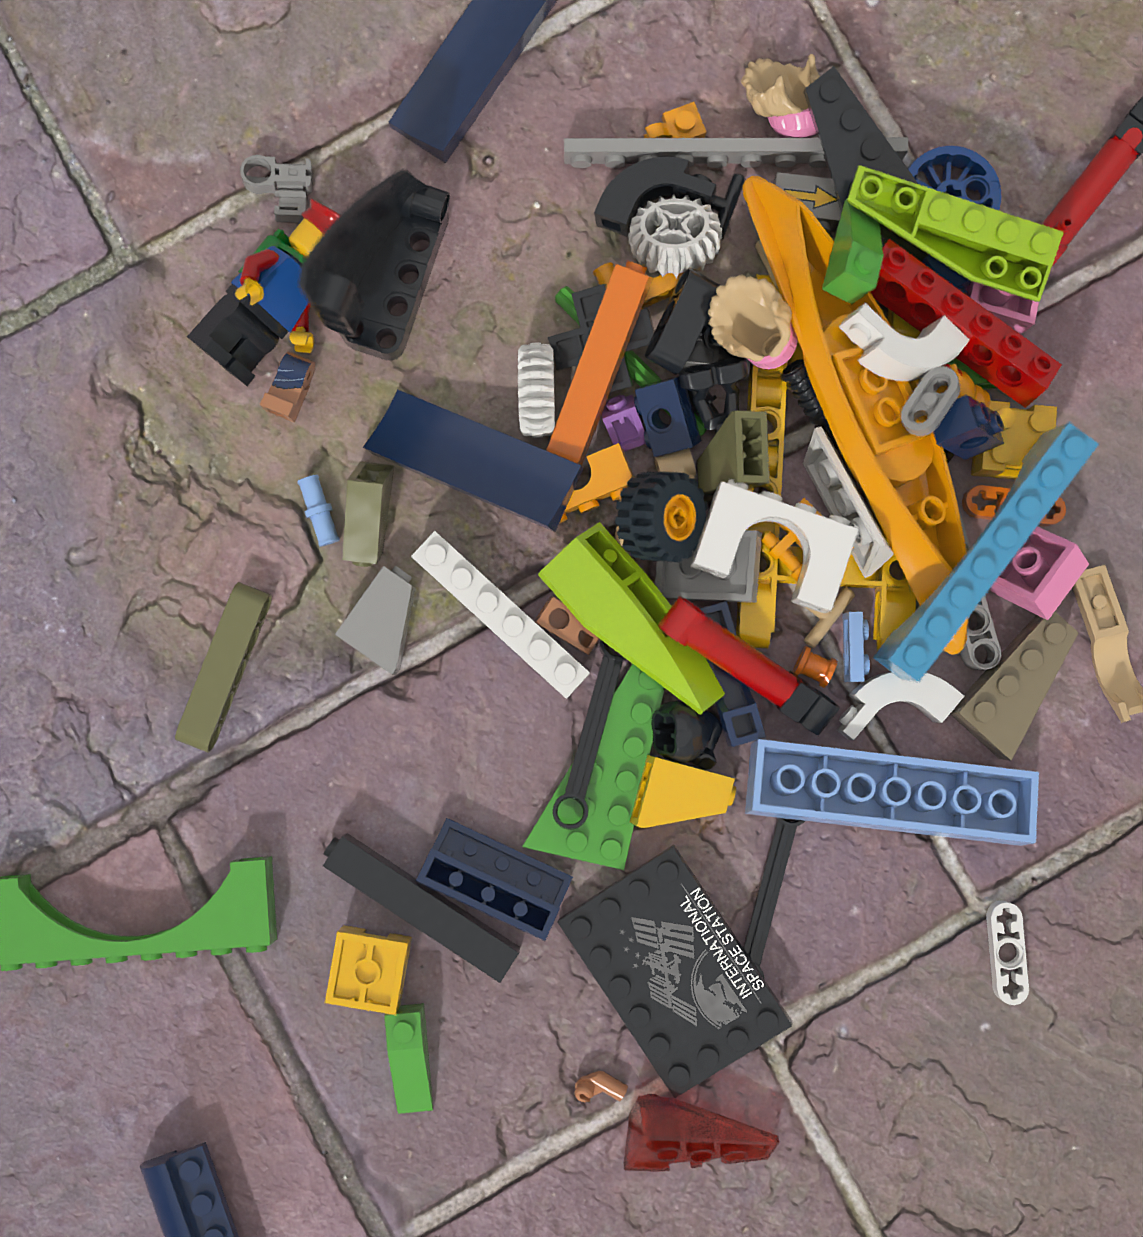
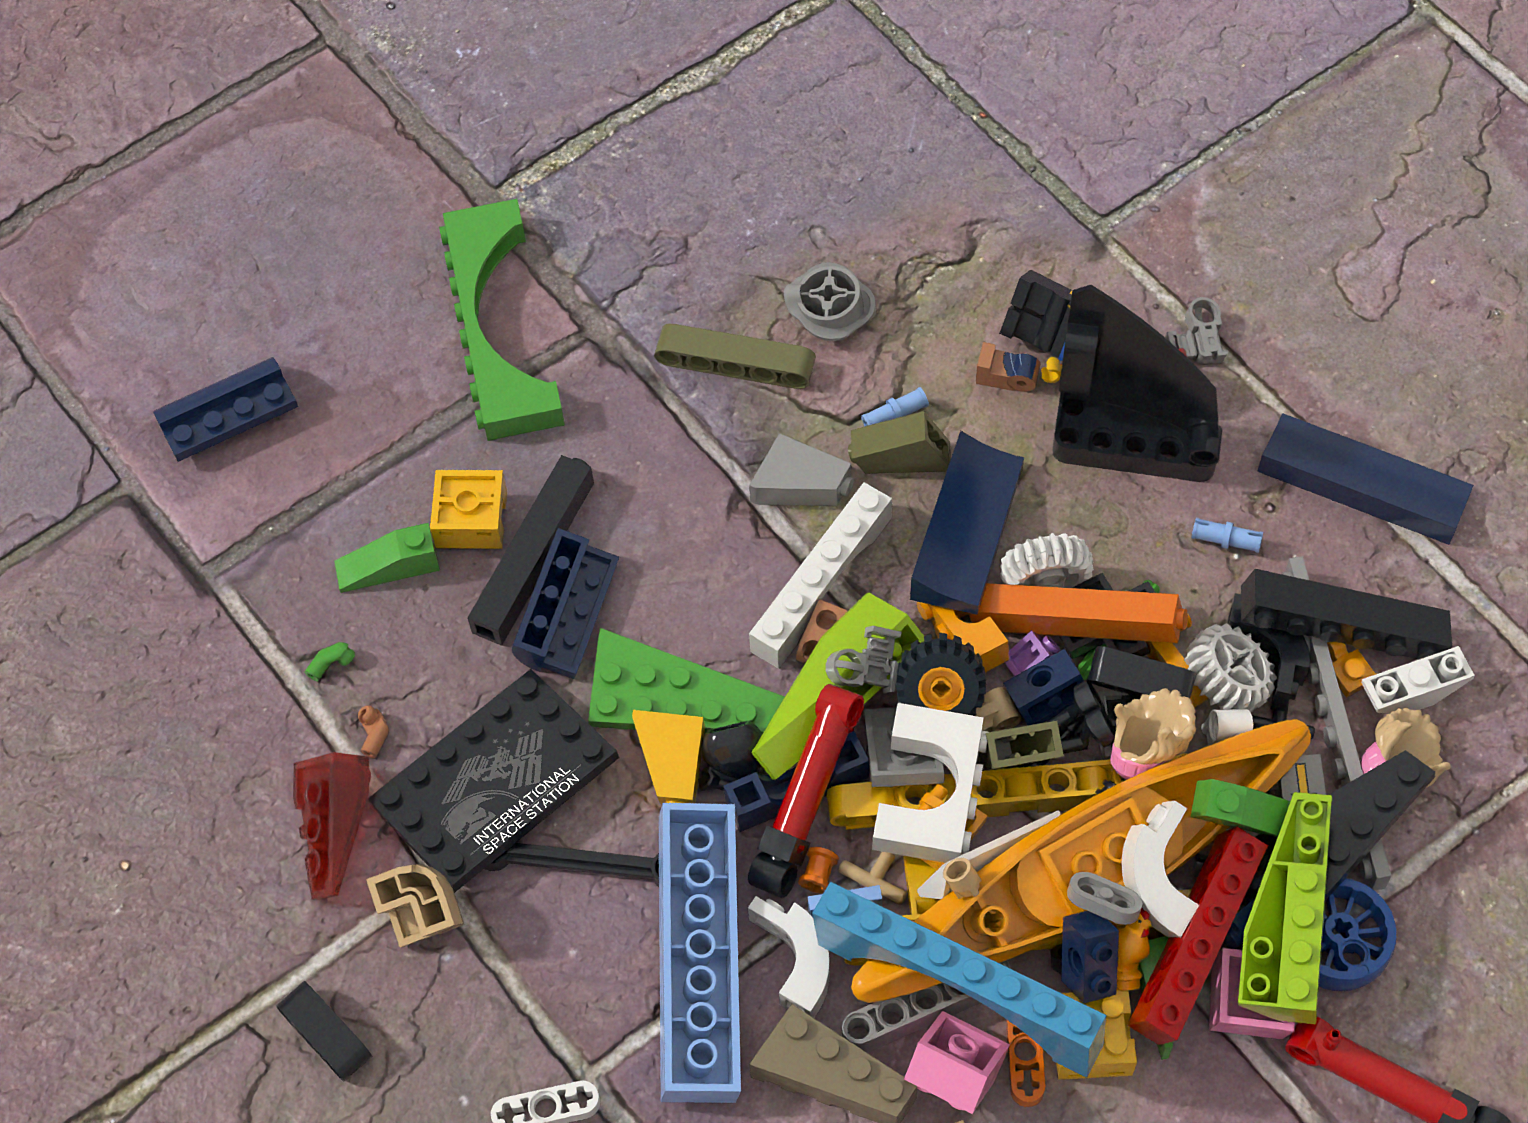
camera: 85 degrees right, 25 degrees down
(141, 551) = (840, 309): none -> light grey piece
(510, 1128) = (326, 656): none -> bright green arm
(518, 207) = (1227, 535): none -> light blue pin
(591, 735) = (705, 665): black piece -> none
(636, 582) = (870, 665): none -> light grey piece
(641, 113) = (1344, 615): none -> black brick
(713, 62) = (1419, 682): none -> white slope
(740, 252) = (1226, 724): none -> white piece
(805, 1057) = (417, 902): none -> tan brick
(891, 538) = (962, 878): none -> tan hose
(908, 1157) = (324, 1031): none -> black beam

